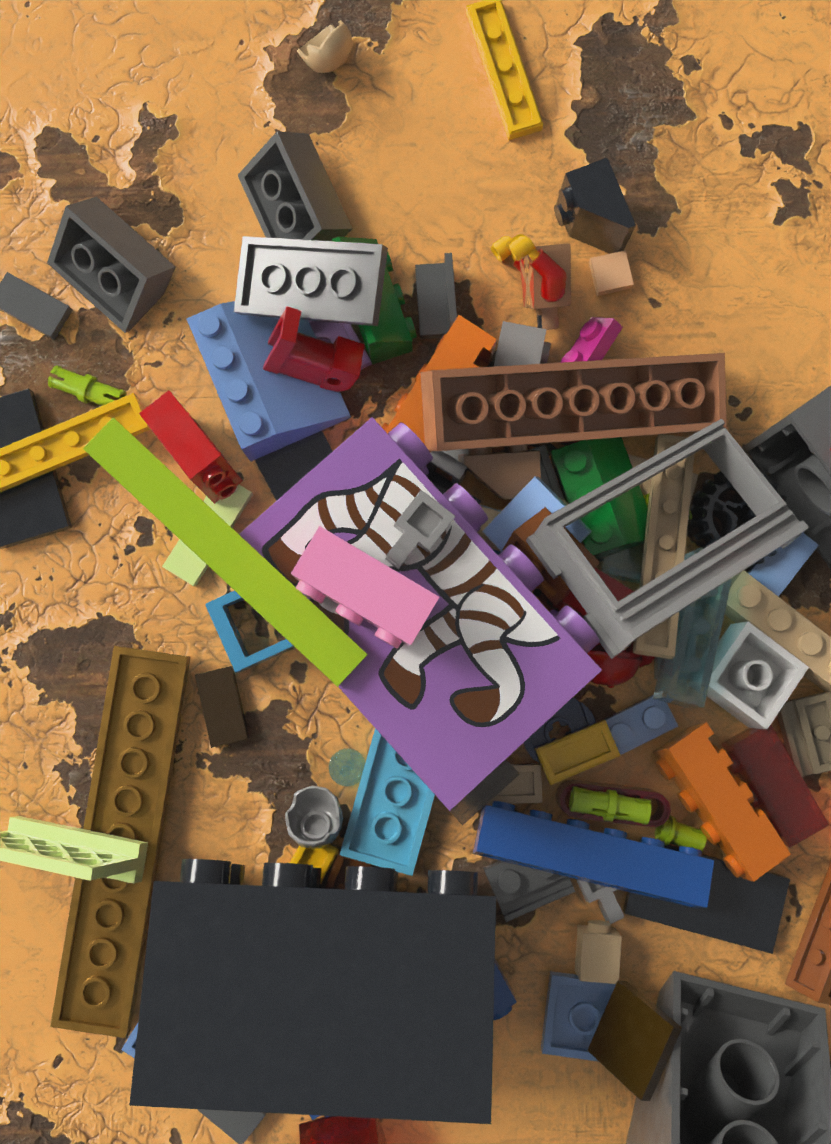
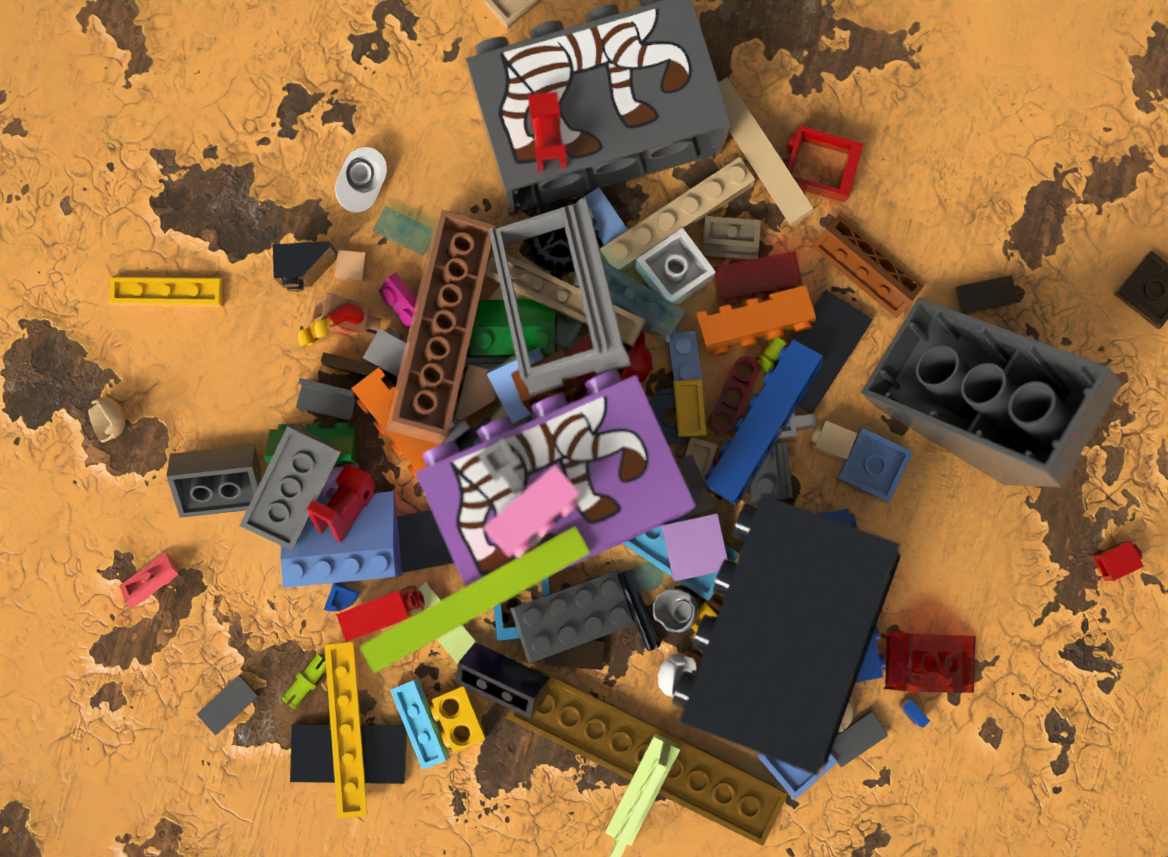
camera: 75 degrees left, 0 degrees up
(75, 543) = (420, 724): none -> medium azure plate
(100, 596) = (465, 716): none -> yellow brick
(109, 262) = (217, 634): dark grey slope -> none
(149, 162) = (148, 580): none -> coral plate
(155, 626) = (502, 680): none -> black brick
(200, 397) = (341, 598): none -> blue tile
(233, 842) = (671, 671): none -> white hair
(263, 687) = (571, 616): none -> dark grey plate
(300, 769) = (639, 610): none -> black axle
(401, 818) = (694, 547): none -> lavender tile
(487, 304) = (347, 365): none -> dark brown tile
(610, 805) = (733, 398): lime pin -> none
(634, 1040) = (894, 435): dark brown tile -> none
(676, 321) = (403, 231): none -> clear light blue plate
(724, 245) = (360, 179): none -> white piece

